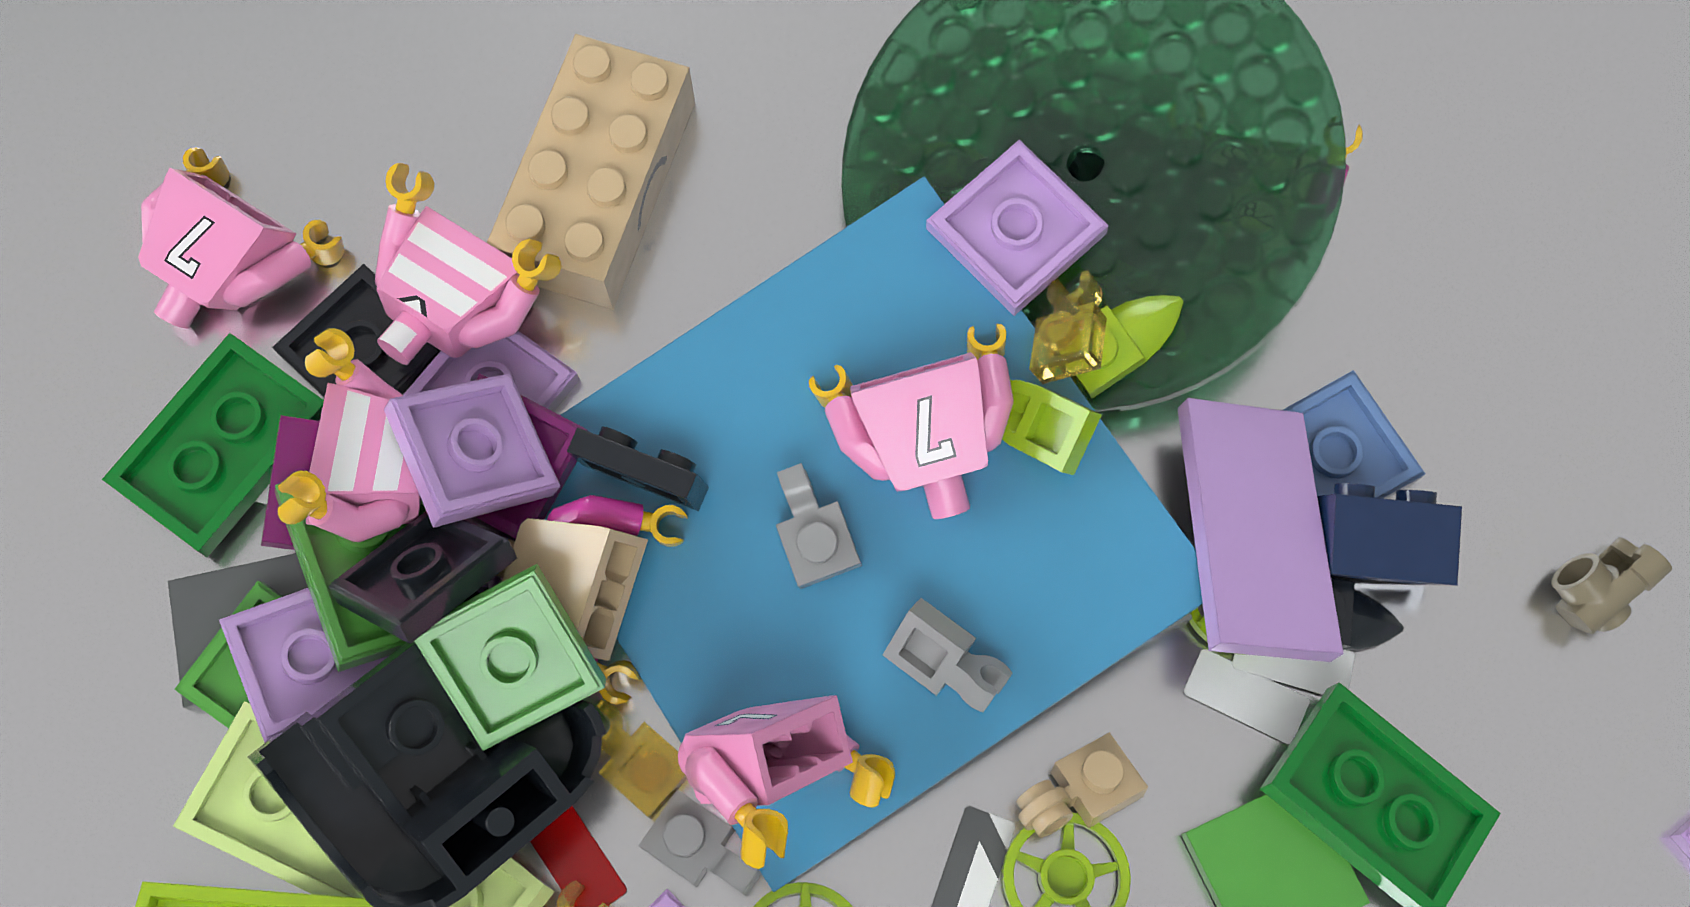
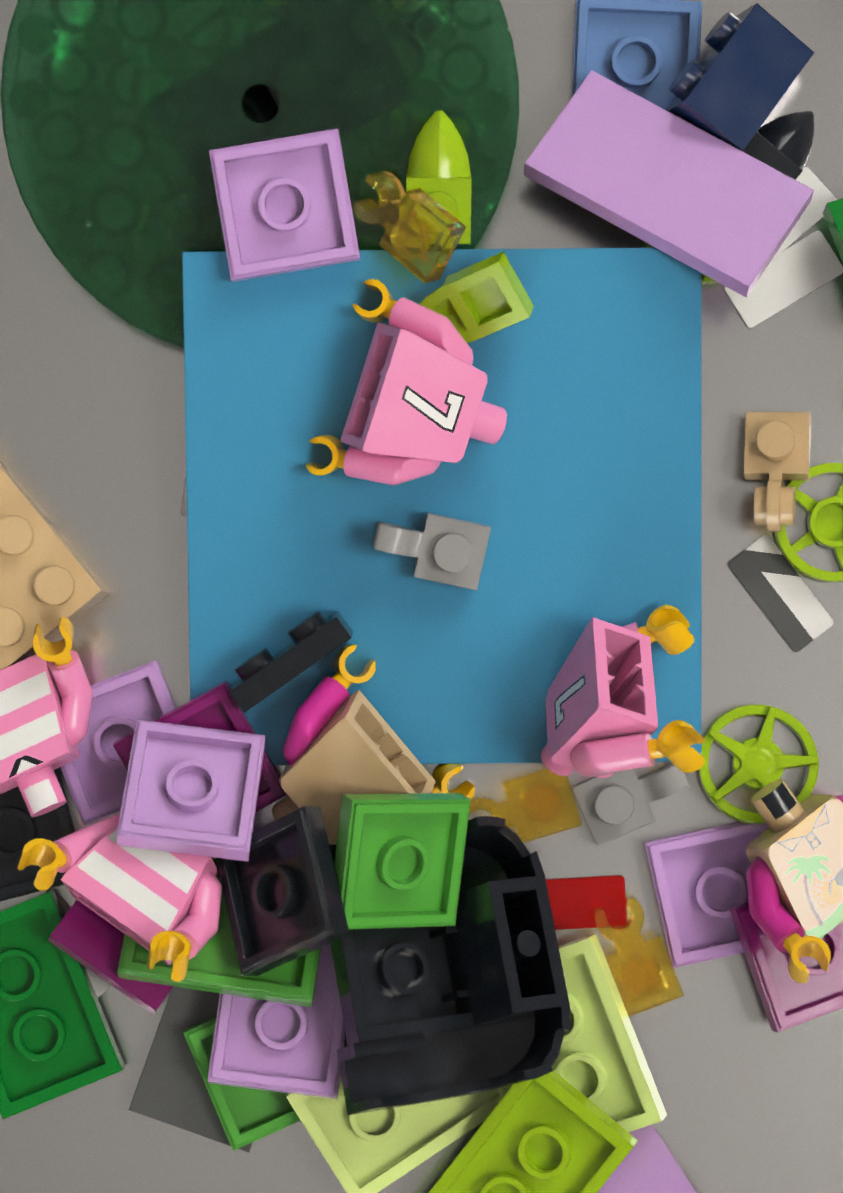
camera: 55 degrees left, 15 degrees up
(937, 655) = (607, 511): light grey plate -> none

